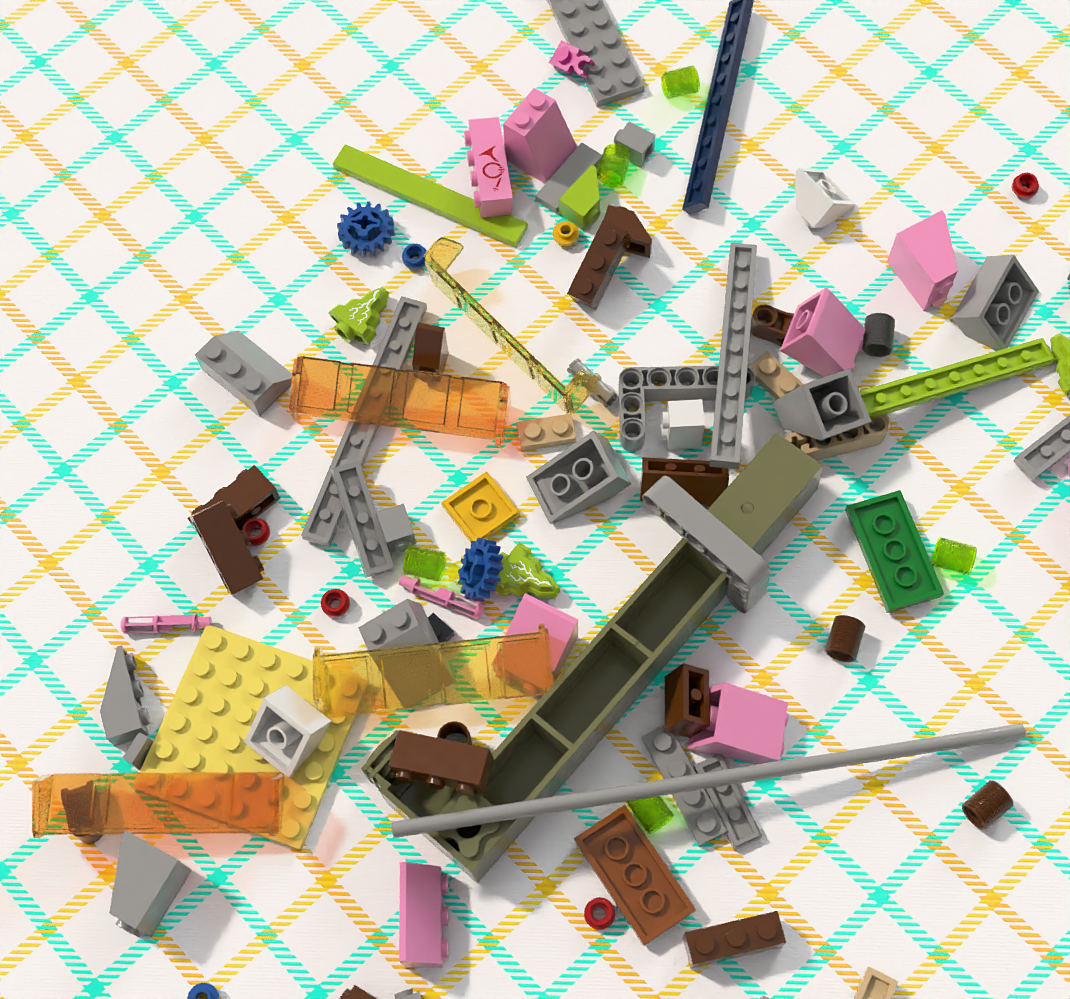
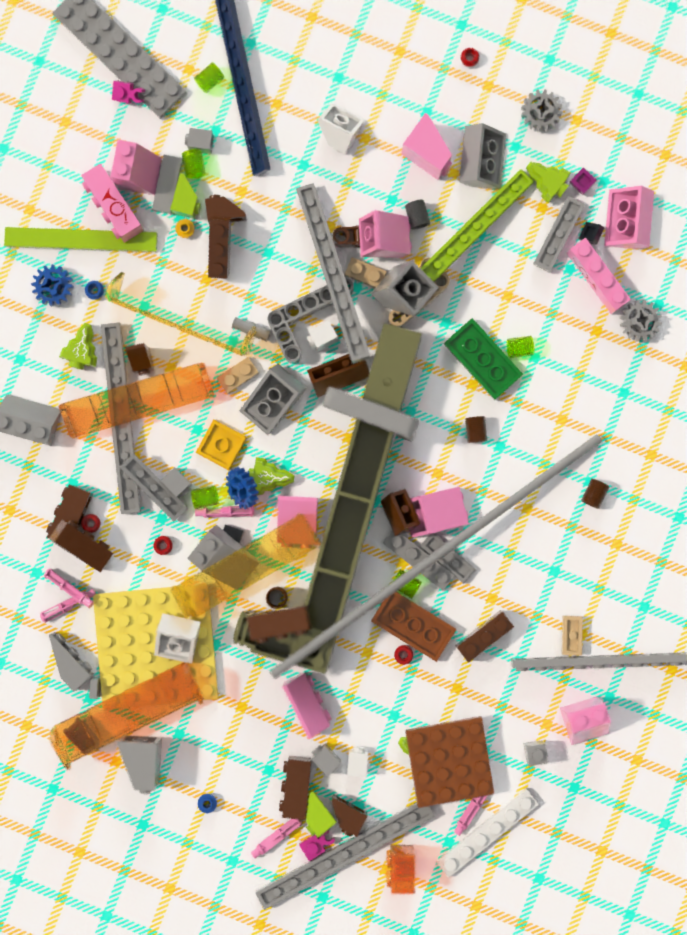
camera: 25 degrees left, 20 degrees up
(177, 596) = (67, 587): none -> bright pink piece

